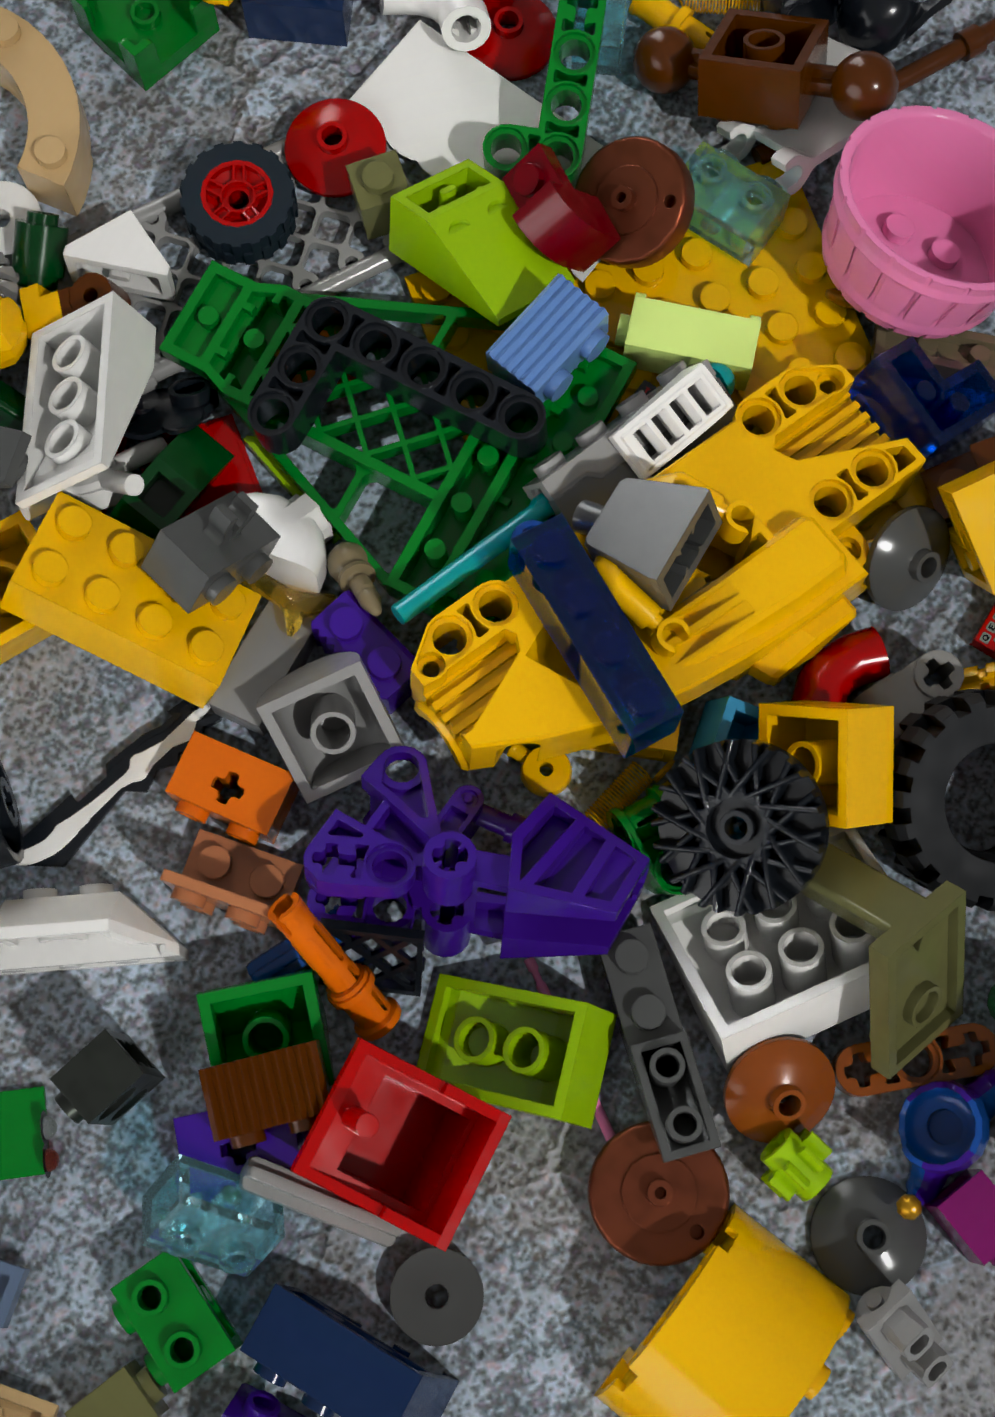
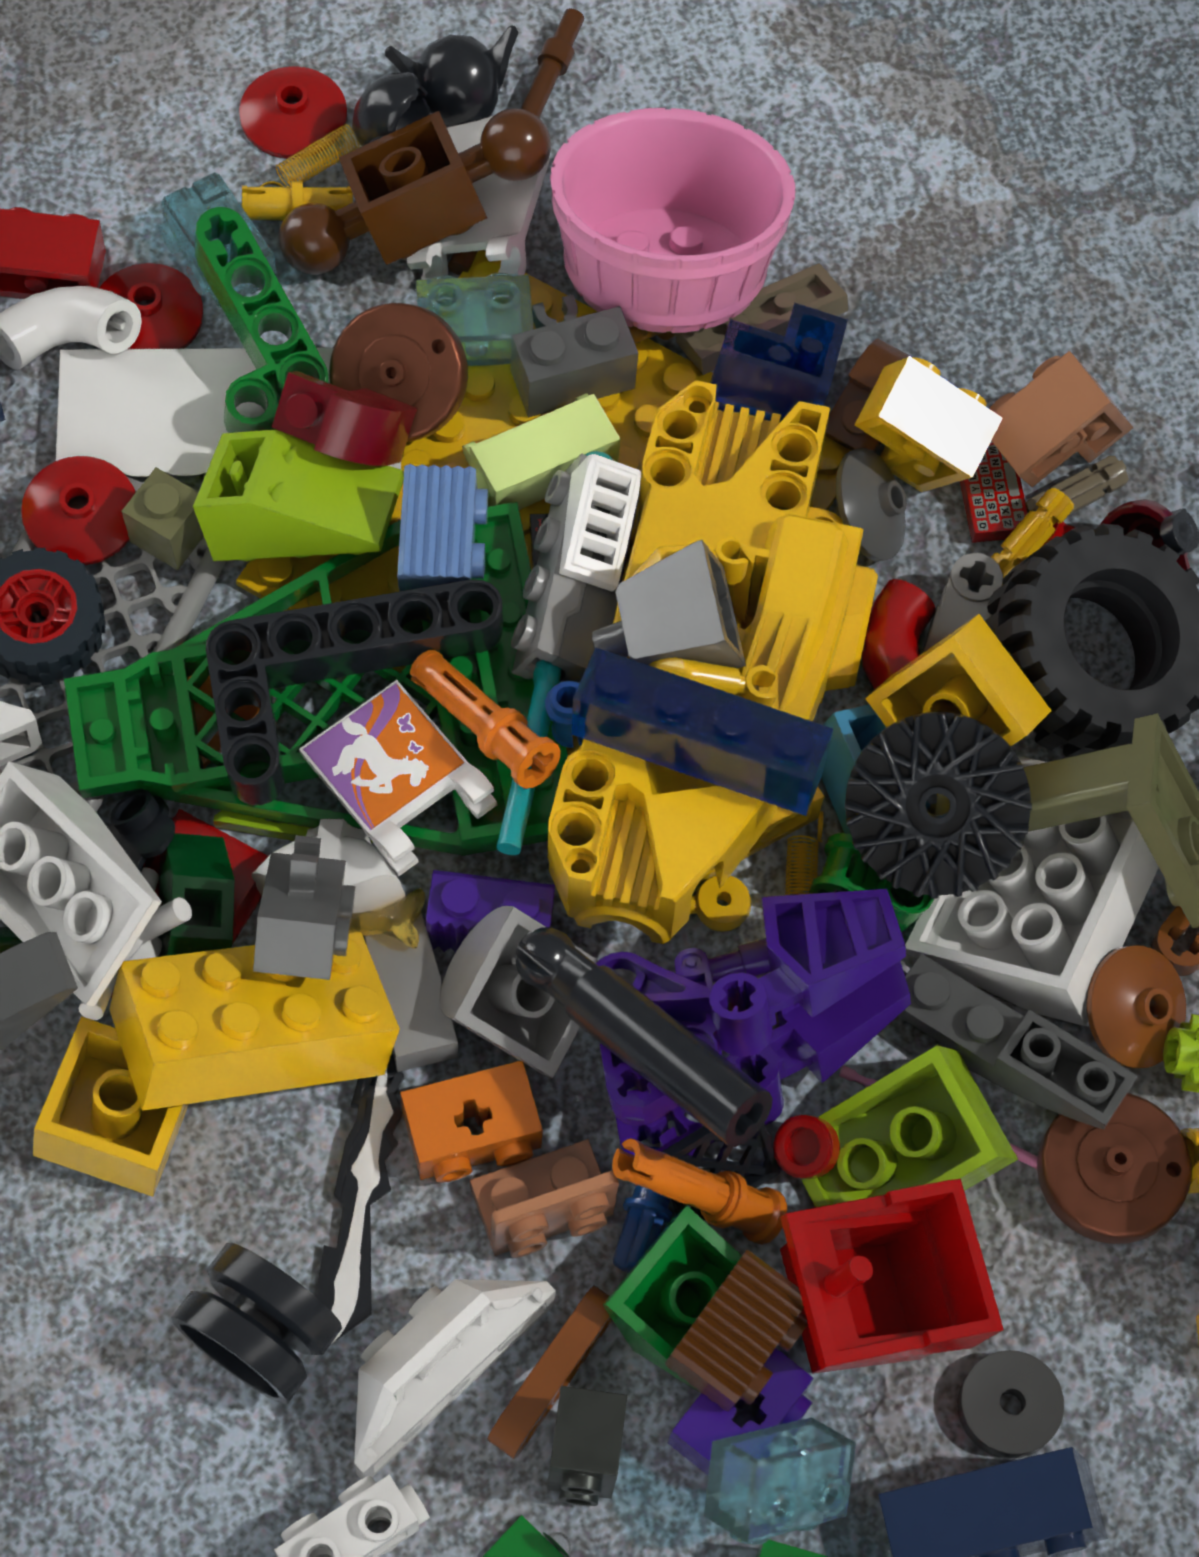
camera: 45 degrees left, 10 degrees down
(136, 1008) = (552, 1371): none -> dark orange beam
(305, 1197) = (853, 1397): light grey axle -> none
(350, 568) = (436, 856): dark tan bar -> none
(358, 834) = (645, 1037): none -> black piece
(375, 491) = (390, 767): none -> flag
(447, 995) = (806, 1147): none -> red tile
(457, 544) = (499, 731): none -> orange pin
(773, 282) = (572, 357): none -> dark grey brick

